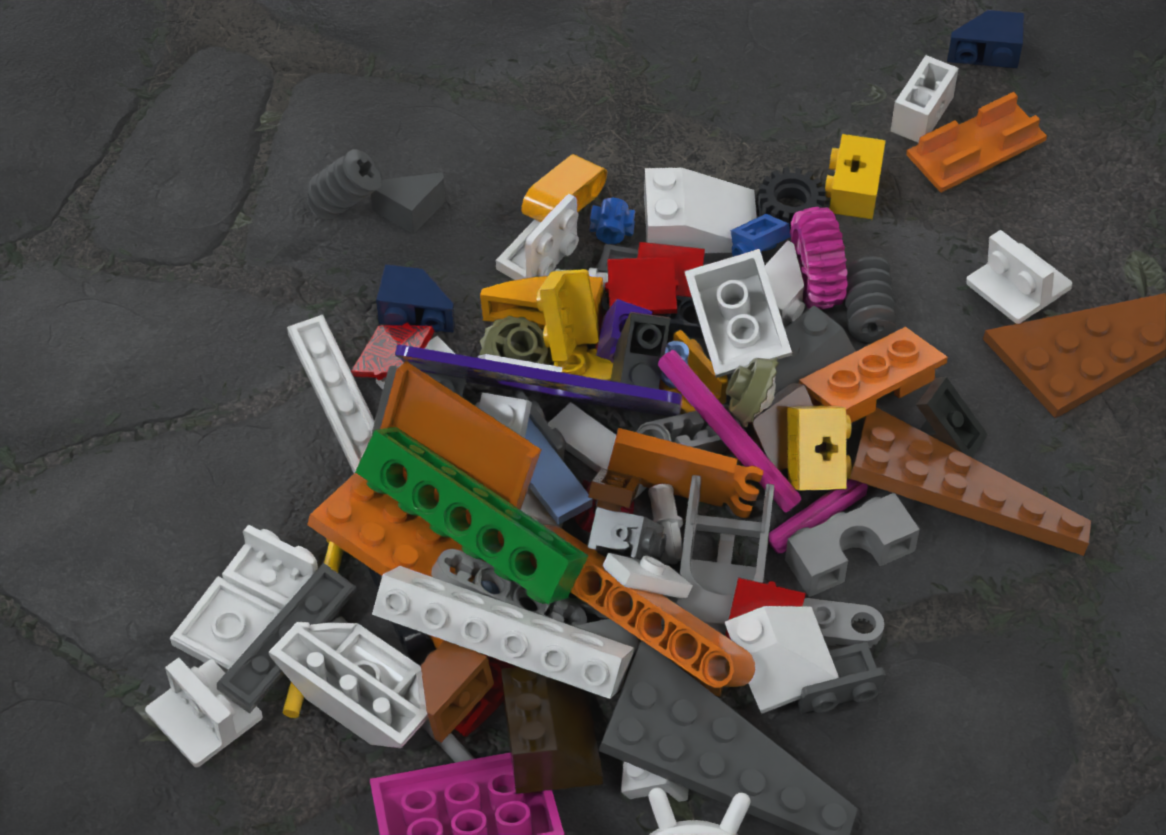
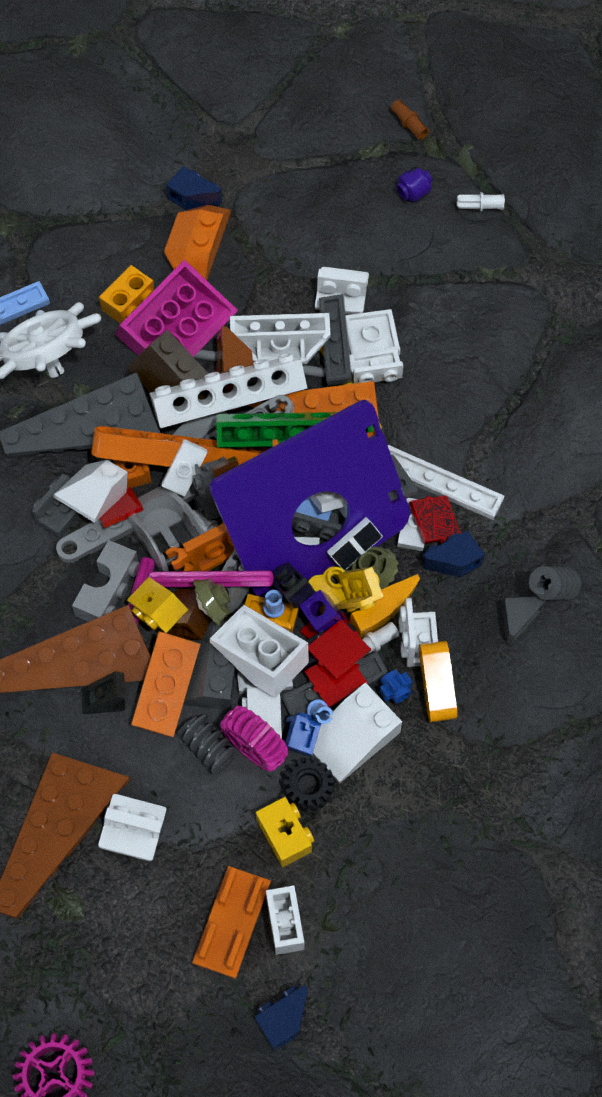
camera: 140 degrees right, 10 degrees up
(720, 240) = (322, 709): none -> light blue pin

